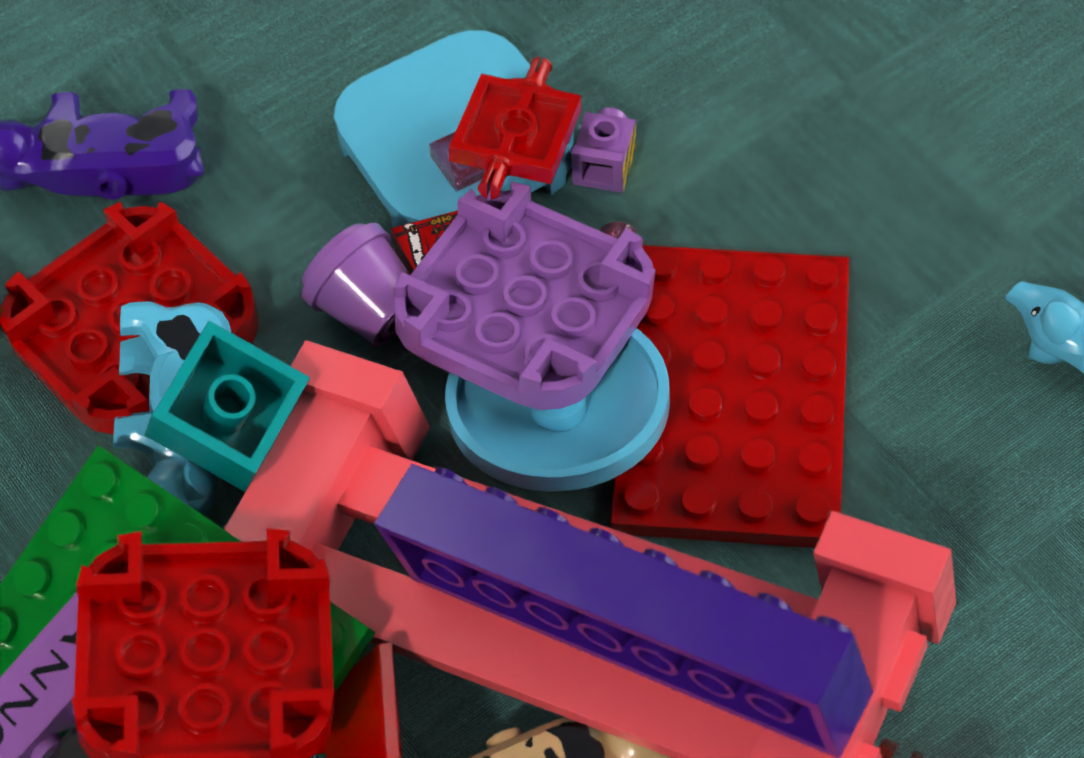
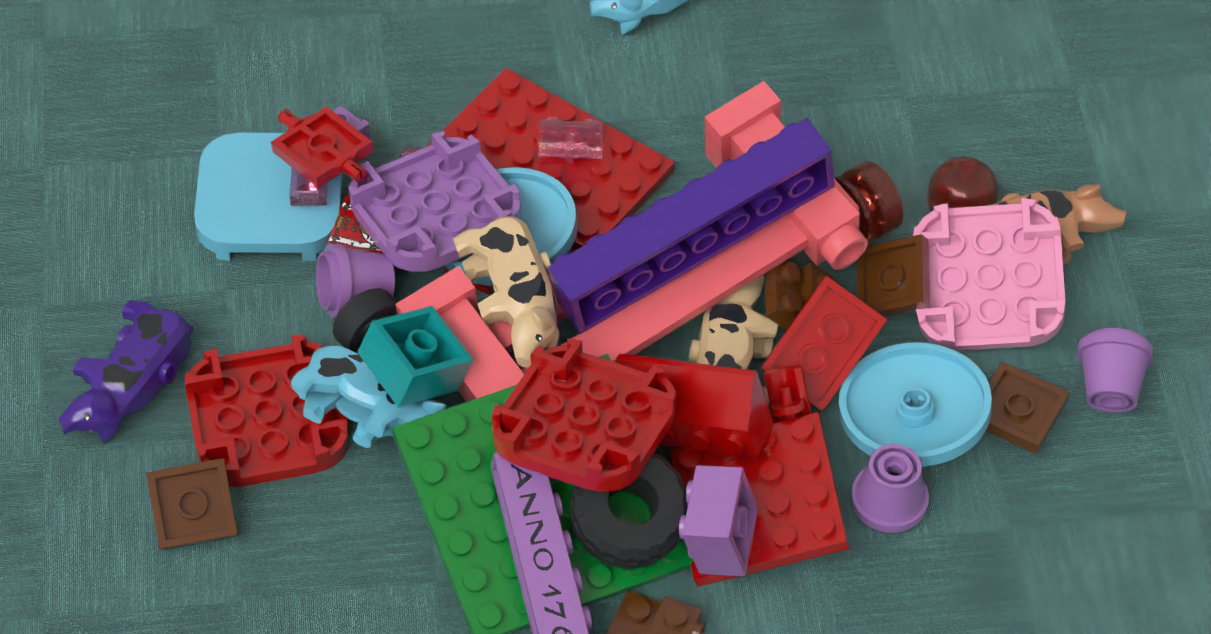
camera: 65 degrees left, 5 degrees down
(297, 317) = (358, 313): none -> black tyre
(453, 424) = (519, 281): none -> tan animal
(754, 389) = (570, 139): none -> clear pink hips

